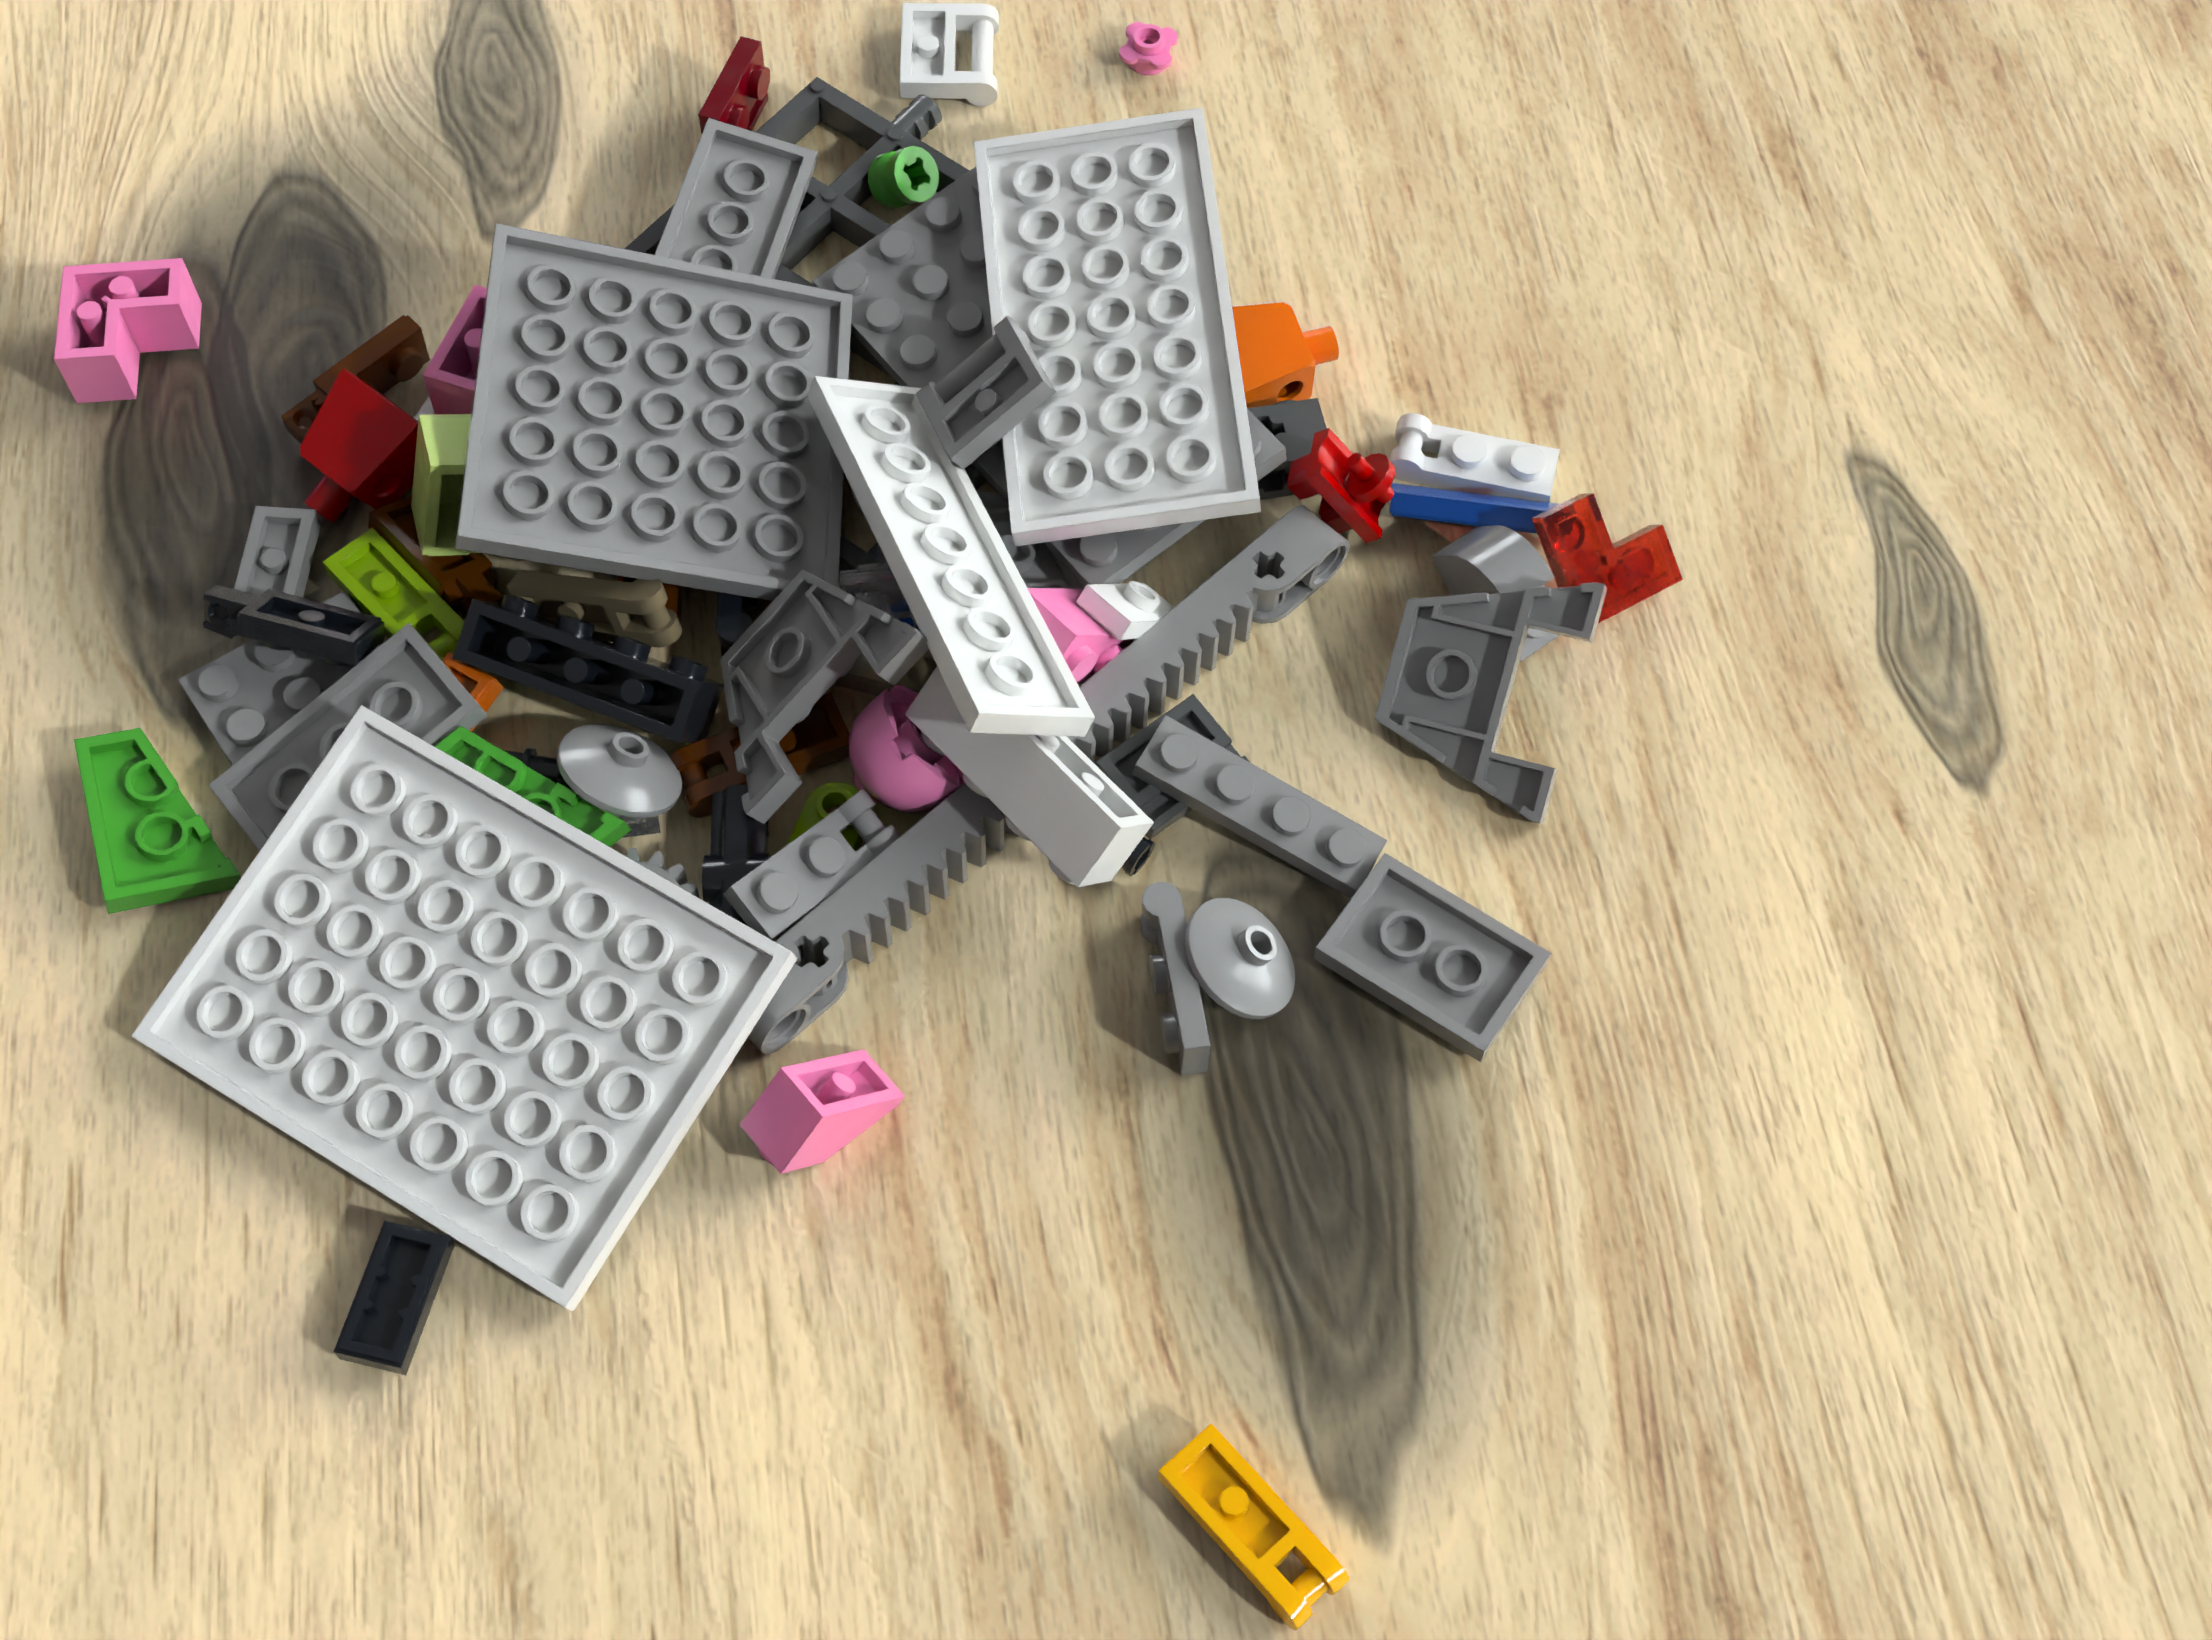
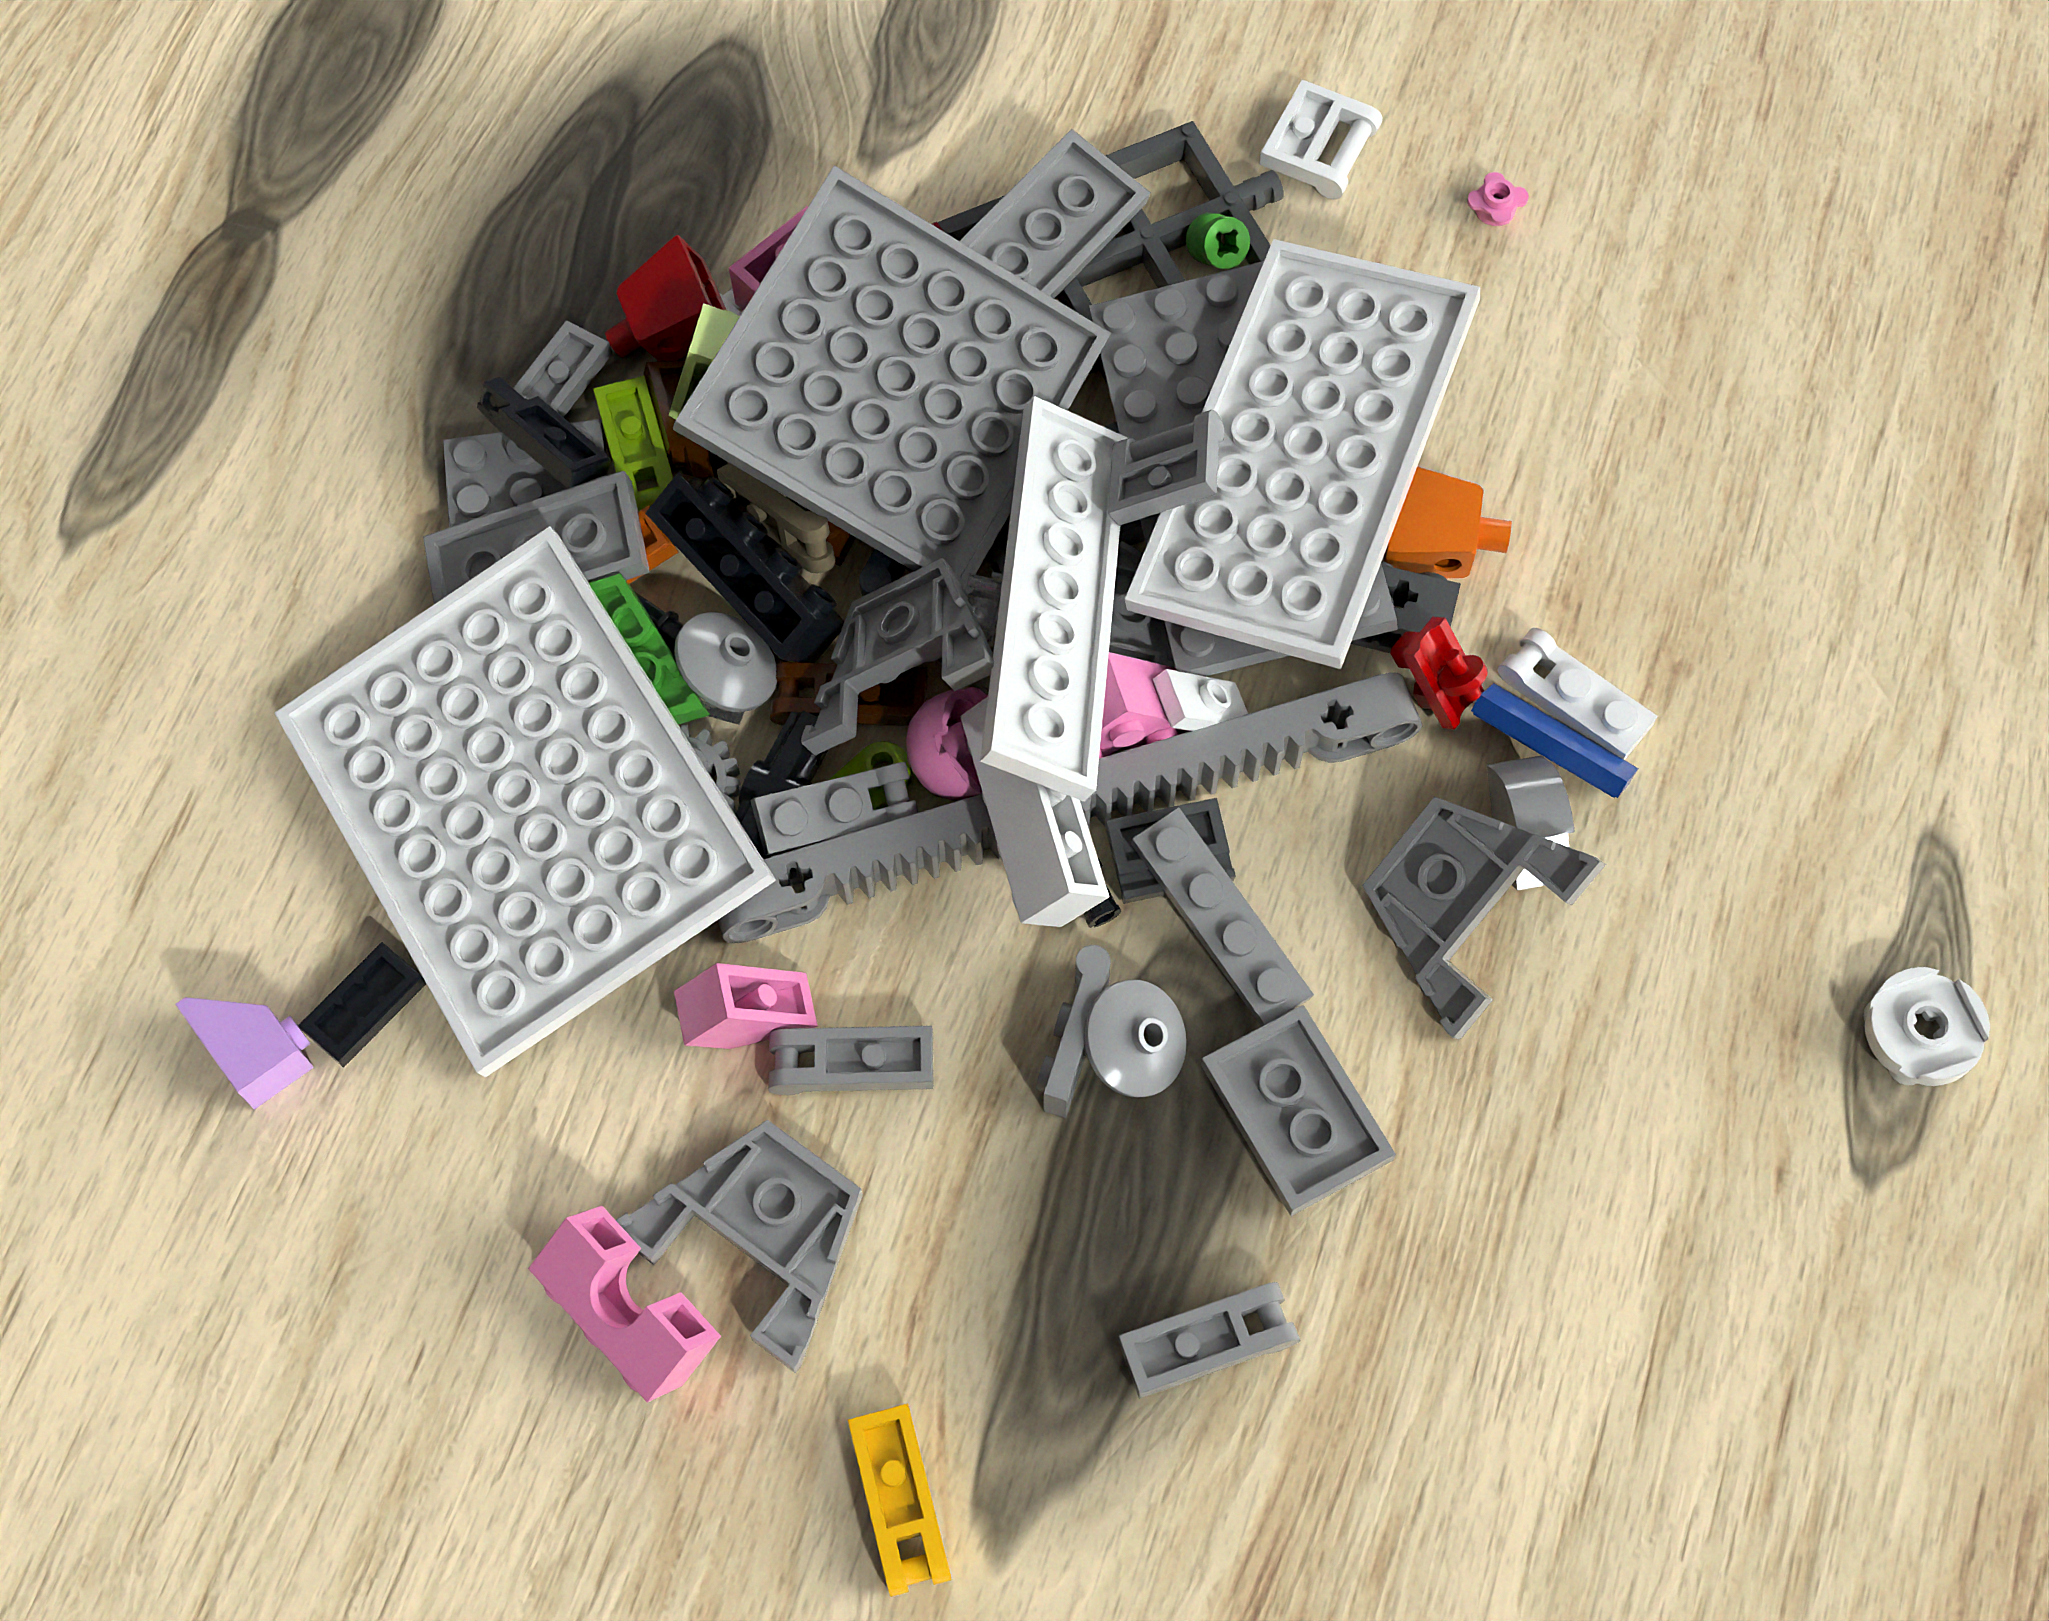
camera: 30 degrees right, 5 degrees up
(116, 314) = (533, 117): bright pink brick -> none
(143, 827) = (362, 548): bright green wing -> none
(285, 1398) = (249, 1045): none -> lavender slope
(381, 362) = (713, 238): reddish brown hinge -> none
(740, 88) = (1117, 112): dark red plate -> none
(800, 1459) = (586, 1275): none -> bright pink arch
(961, 1110) = (852, 1059): none -> light grey plate
(962, 1296) = (774, 1207): none -> light grey wing
(1467, 1218) = (1206, 1340): none -> light grey plate
(1583, 553) = (1627, 843): clear red plate -> none
(1946, 653) = (1912, 1056): none -> white plate

